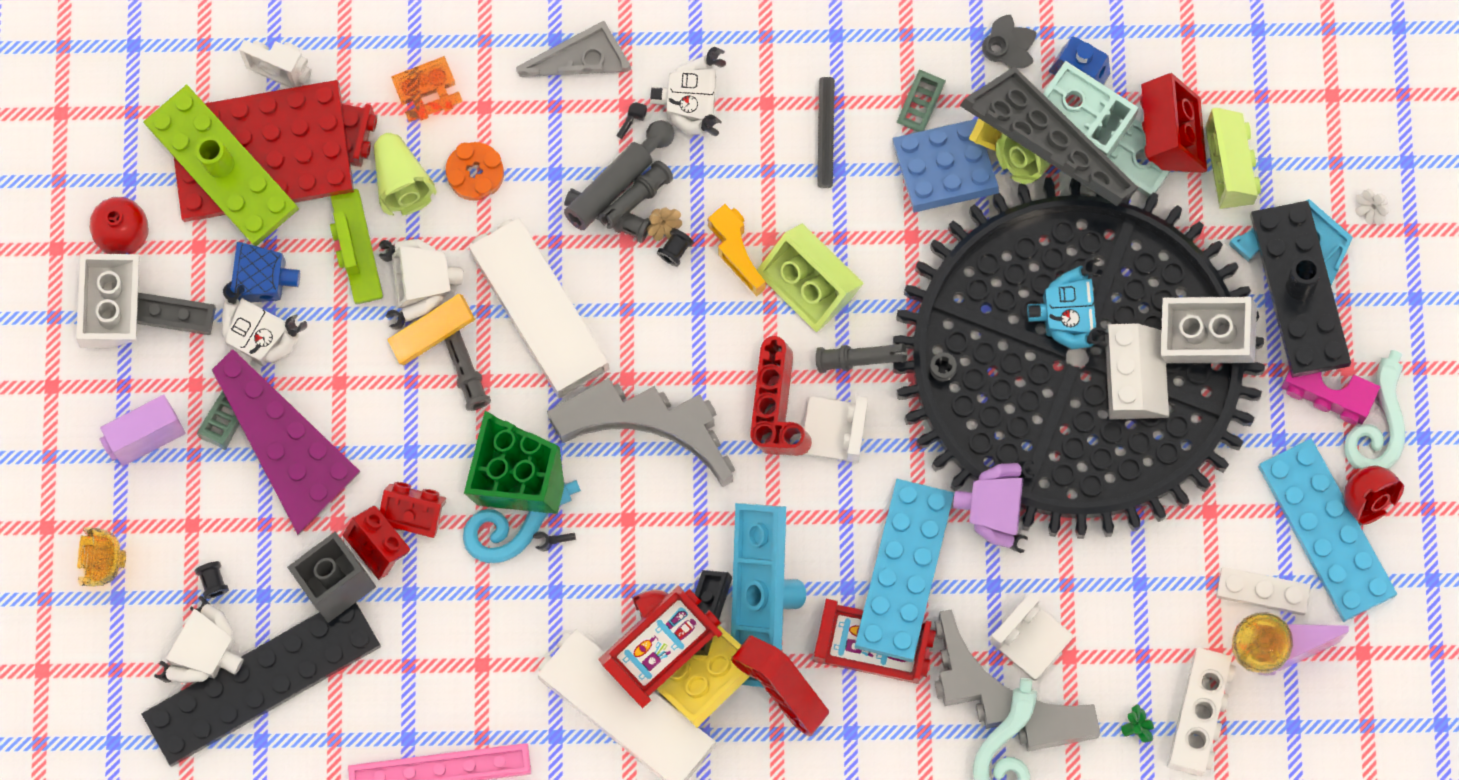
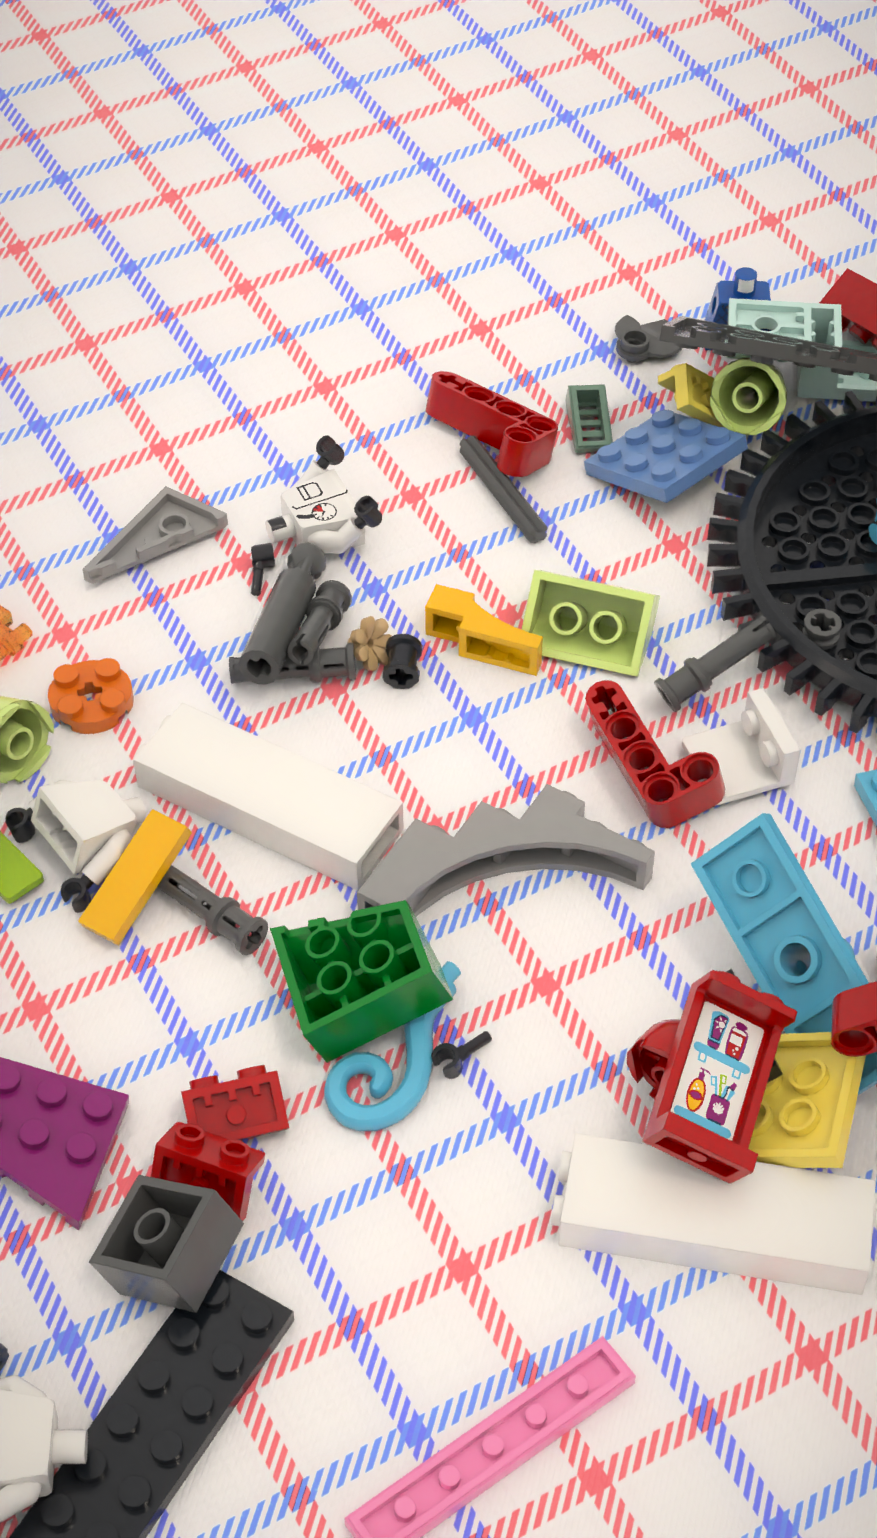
camera: 30 degrees left, 25 degrees down
(838, 39) = (518, 432): none -> red beam

